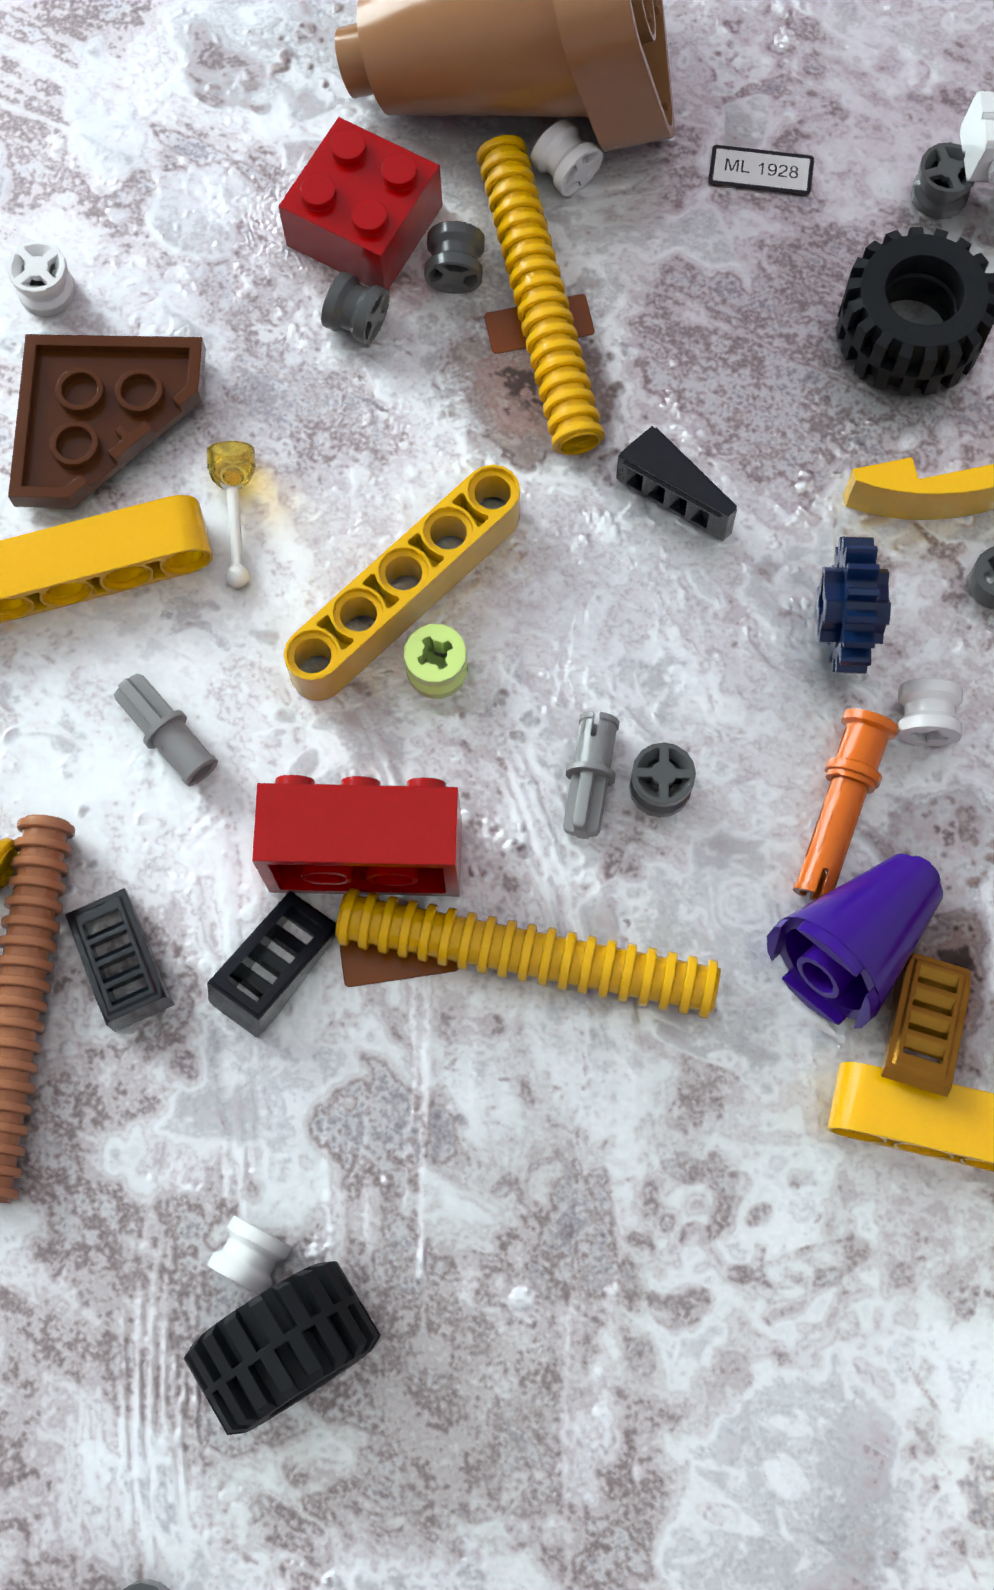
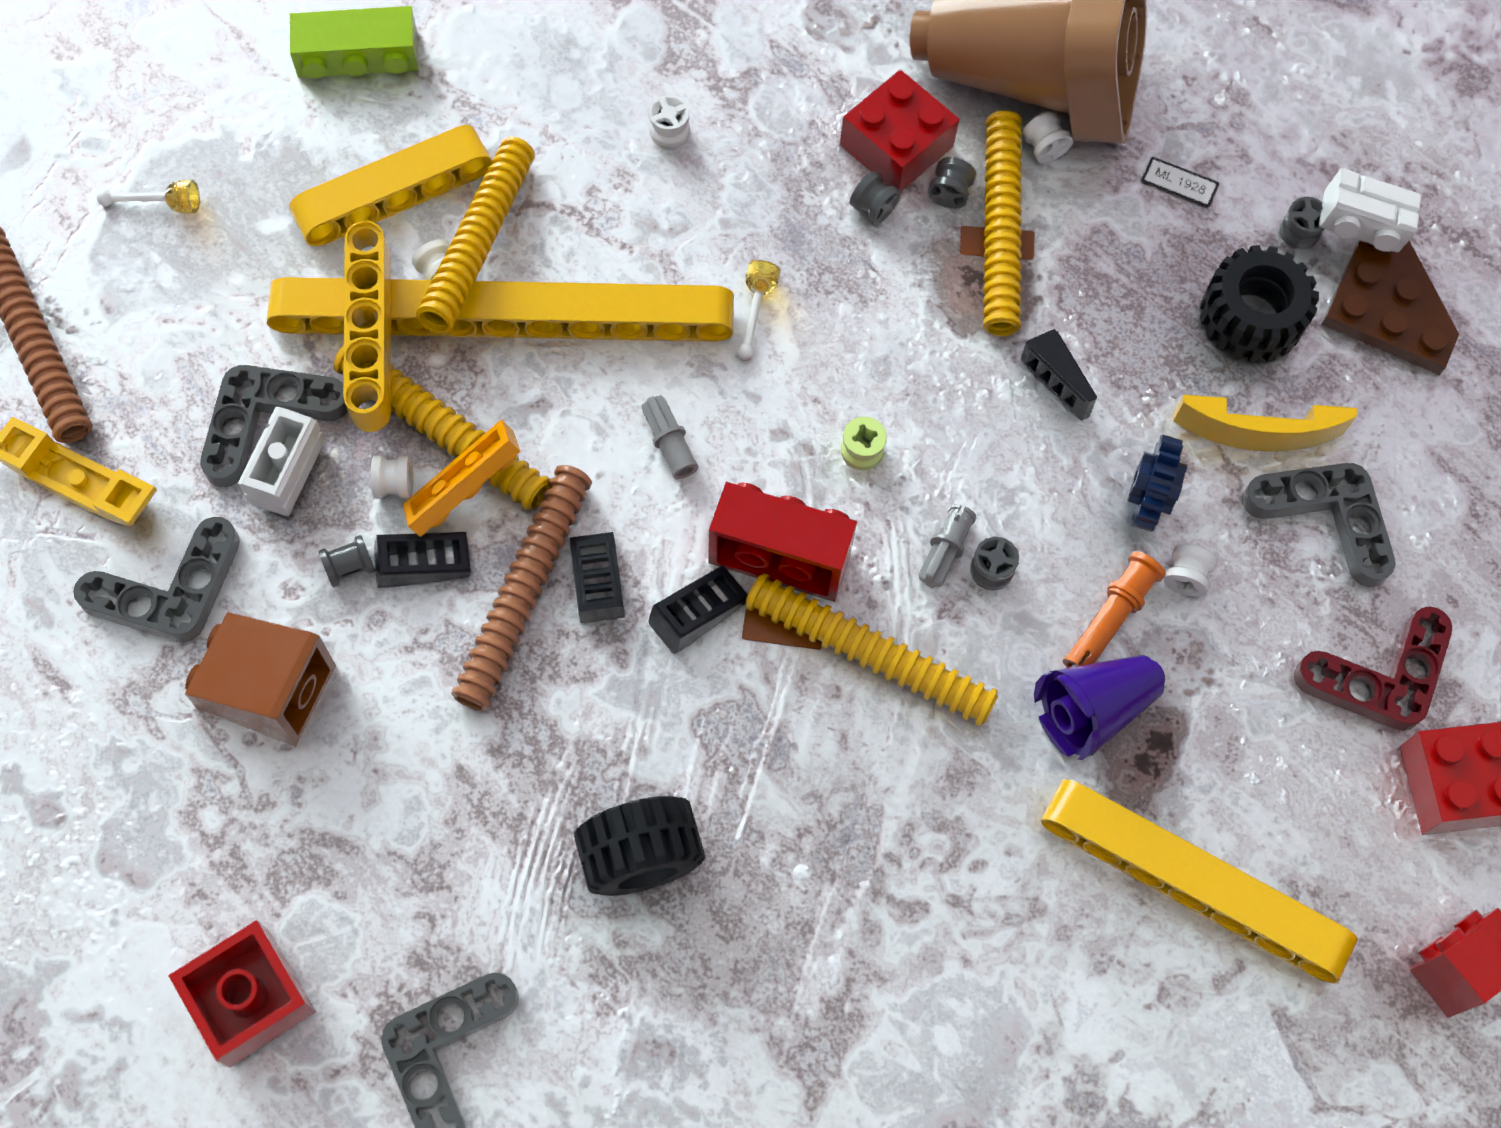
camera: 10 degrees right, 5 degrees down
(94, 408) = (681, 215): reddish brown plate -> none
(249, 1256) = (630, 784): white wheel -> none
(397, 609) = (847, 402): yellow beam -> none
(927, 1019) = (1130, 767): pearl gold slope -> none

